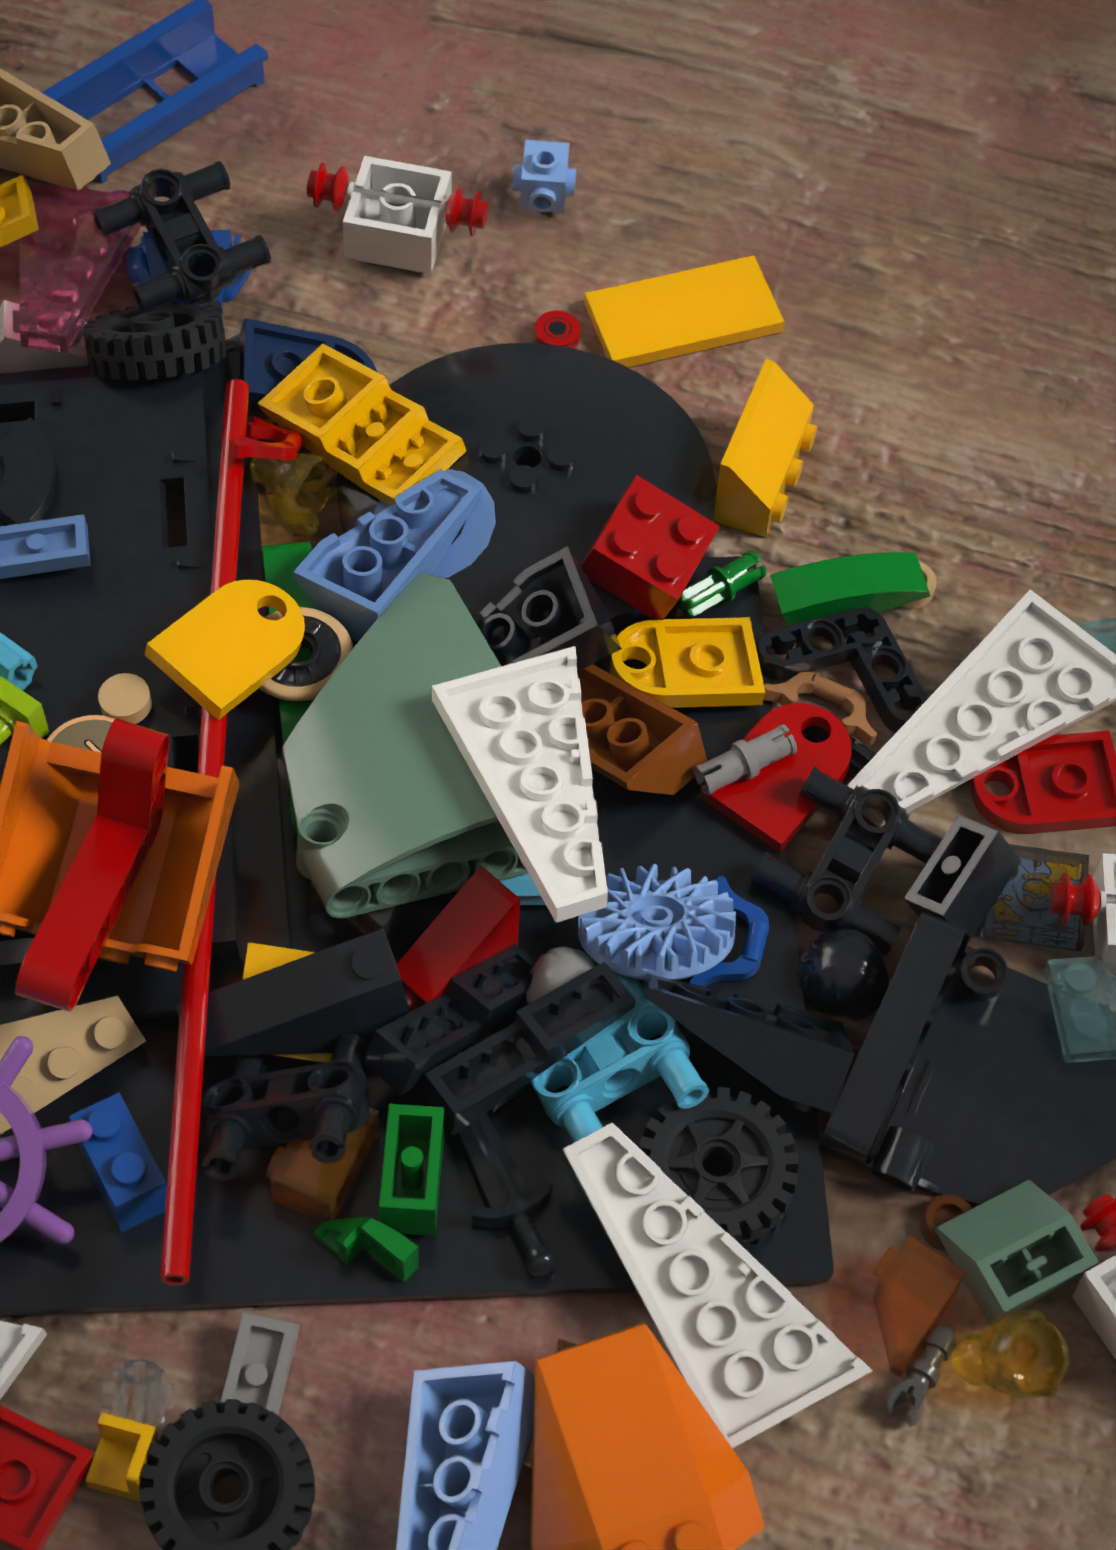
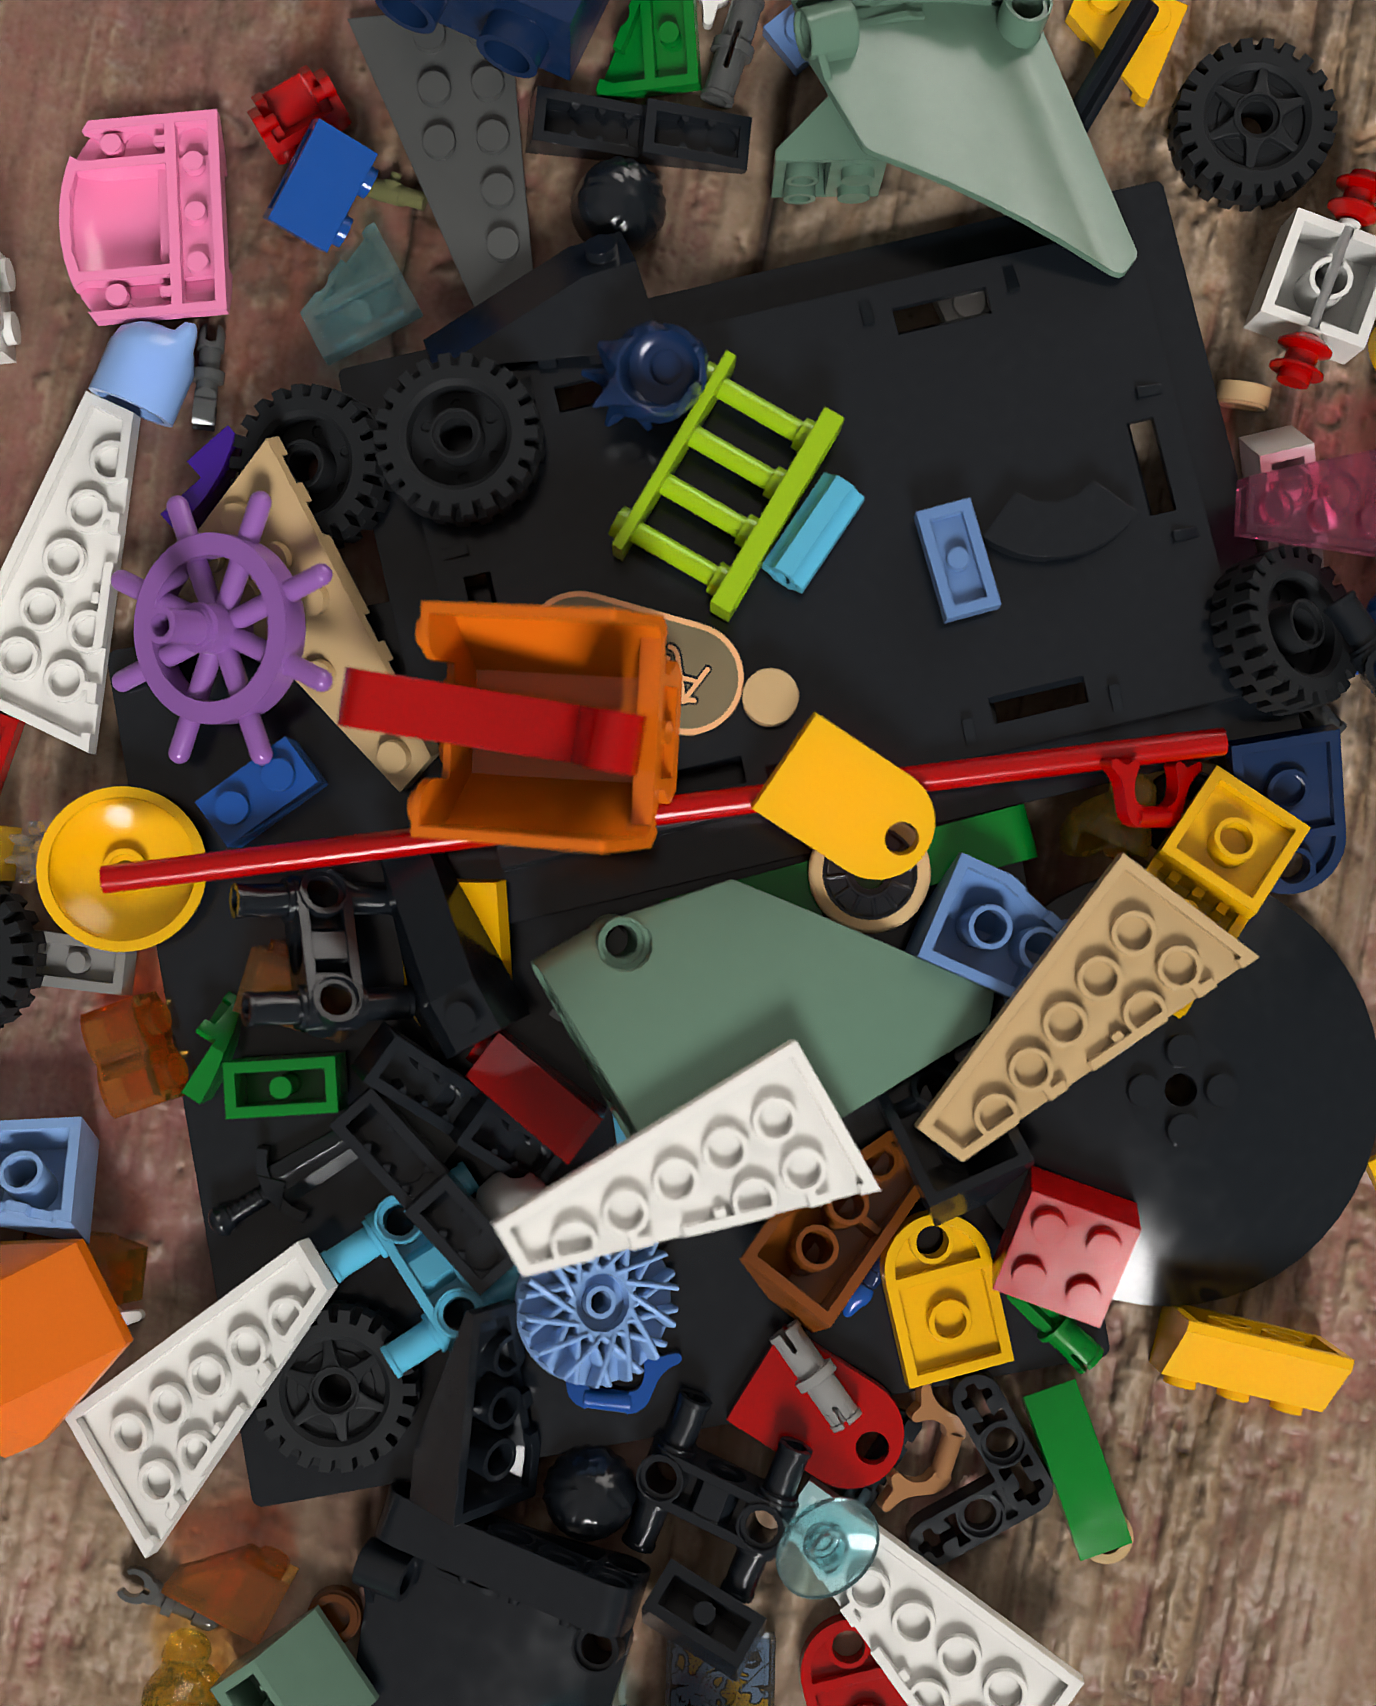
camera: 85 degrees right, 30 degrees up
(129, 1304) = (109, 829): none -> yellow dish
(360, 1325) = (134, 1054): none -> clear orange brick
(434, 491) = (1097, 989): none -> tan wing
(900, 765) = (827, 1548): none -> clear light blue dish

